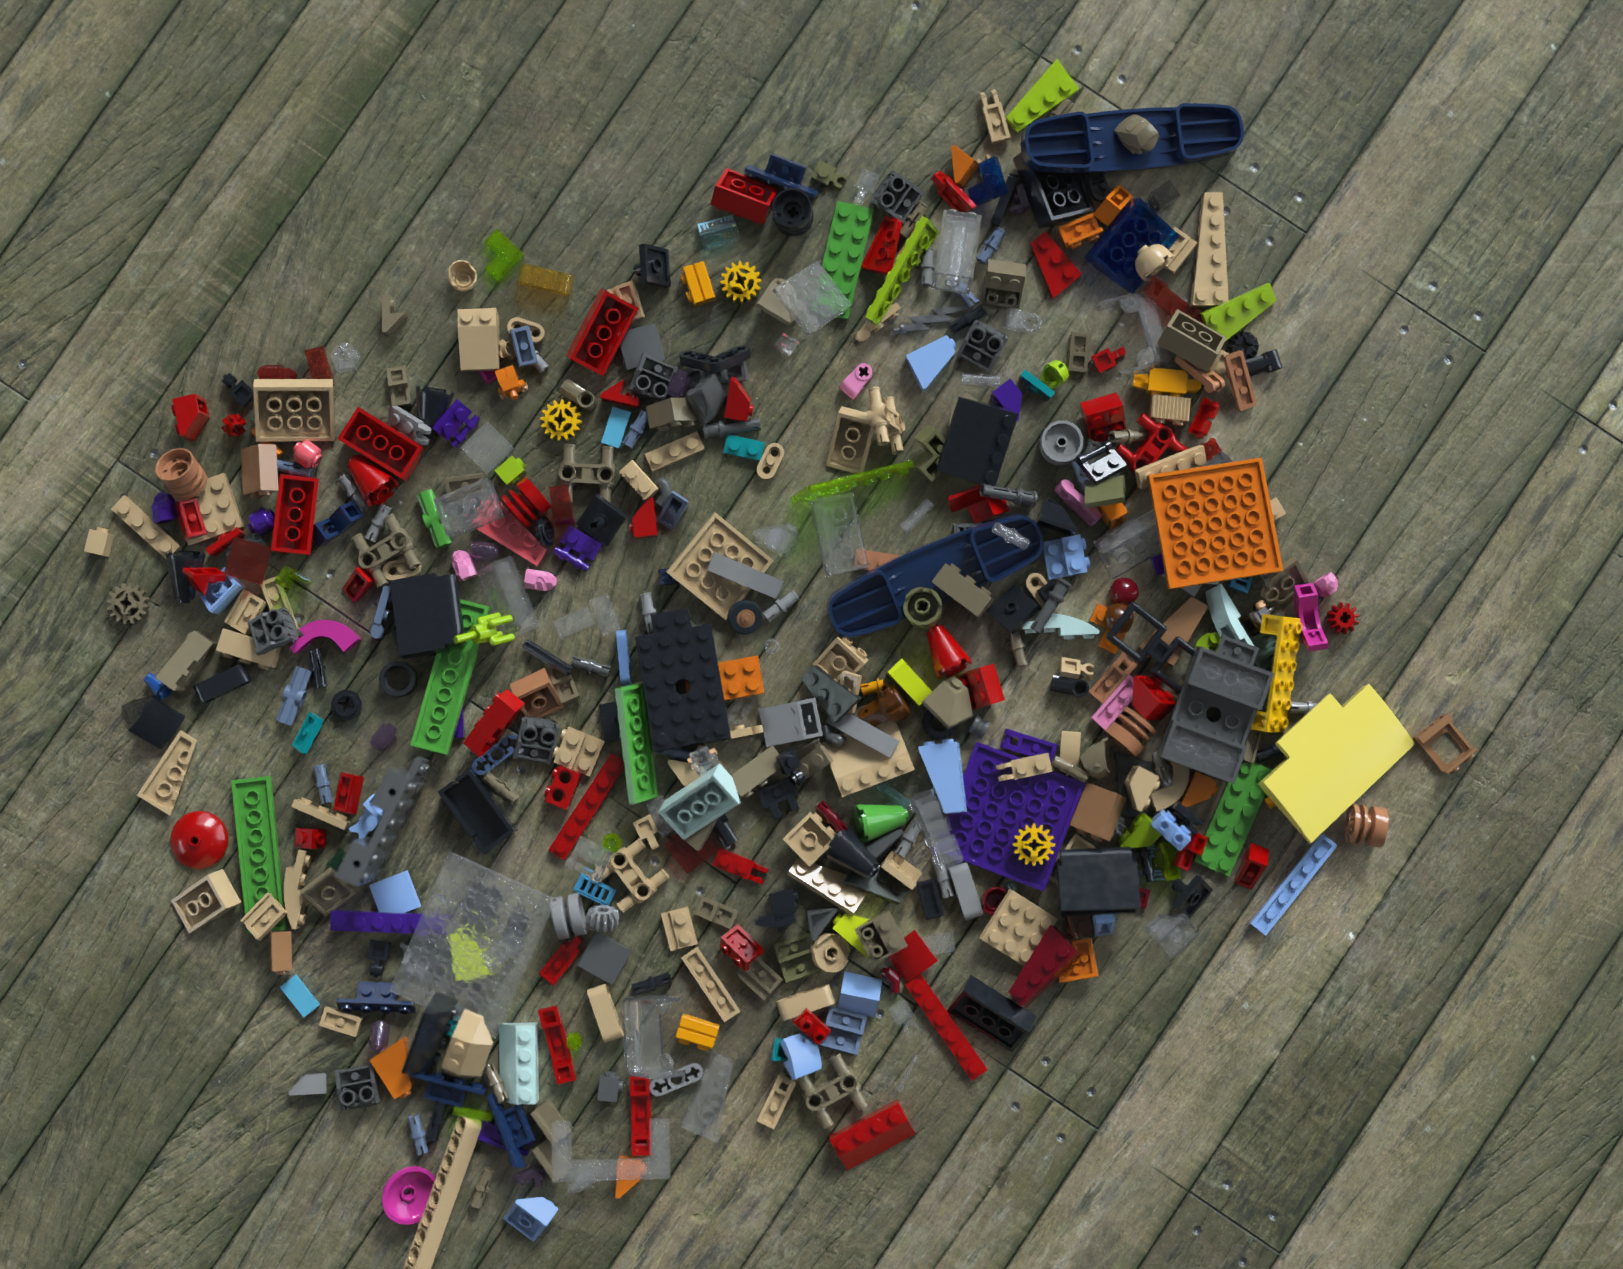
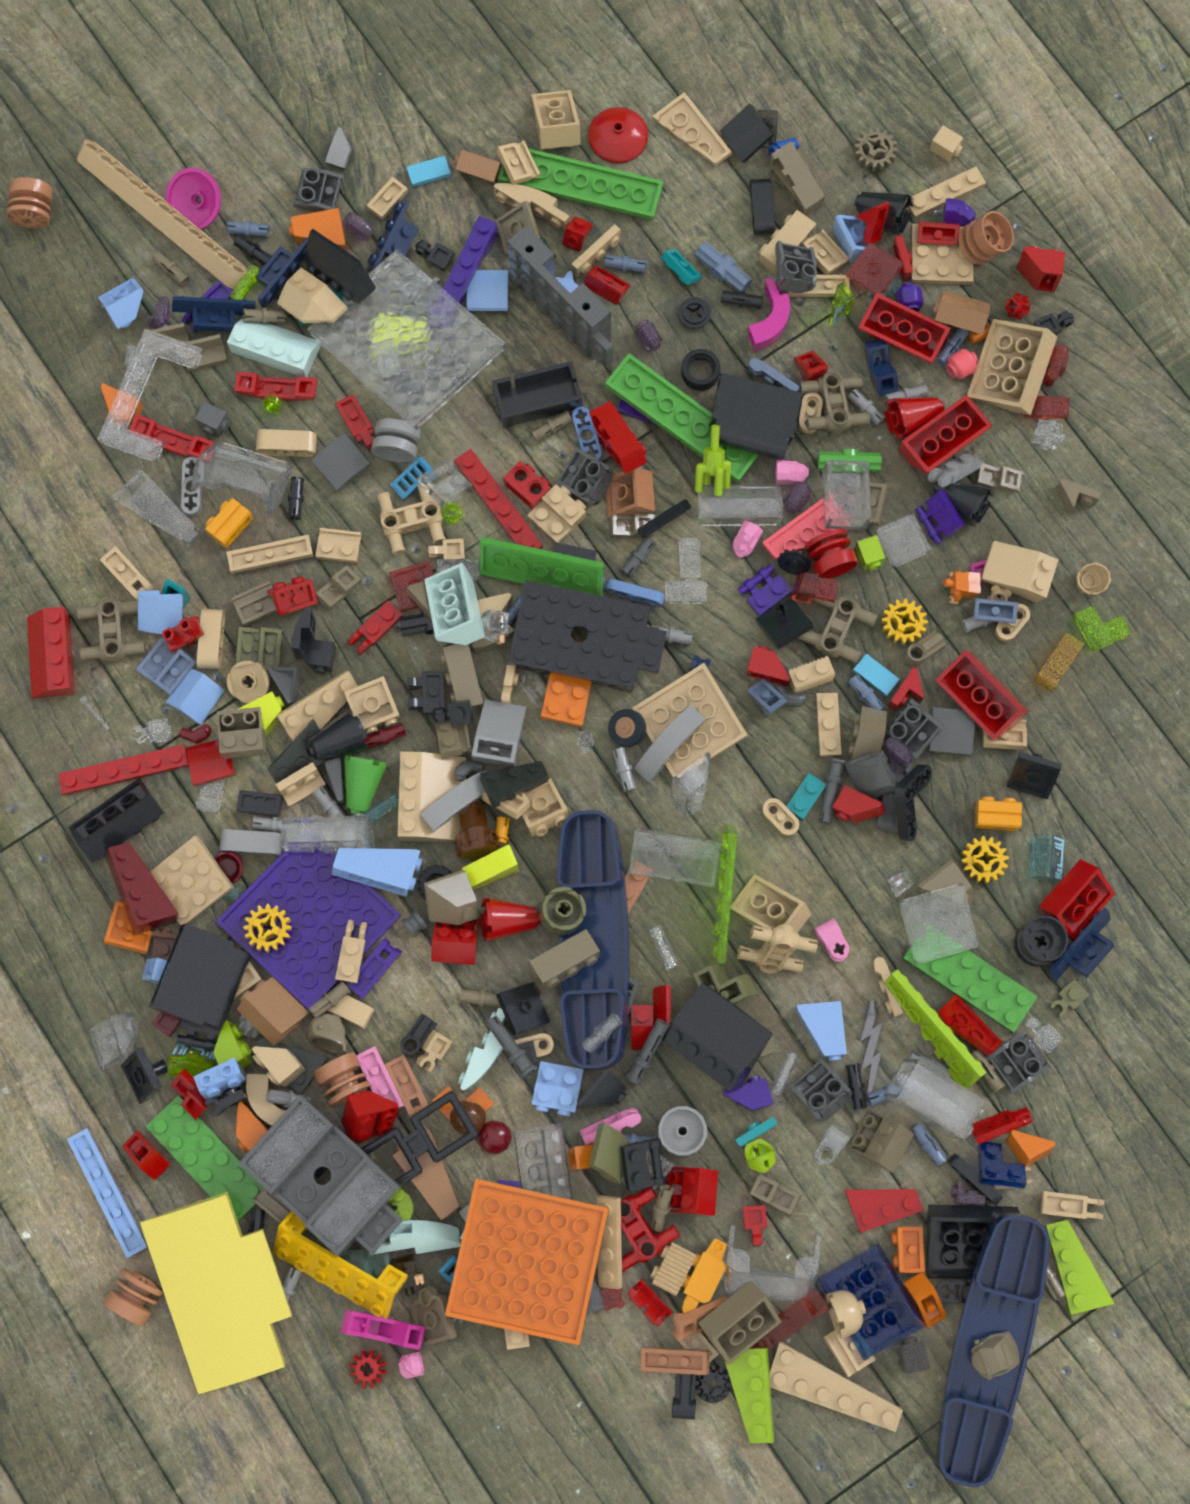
camera: 110 degrees right, 10 degrees down
(602, 918) = (380, 472): light grey gear -> none
(1434, 731) = (202, 1421): medium nougat window -> none

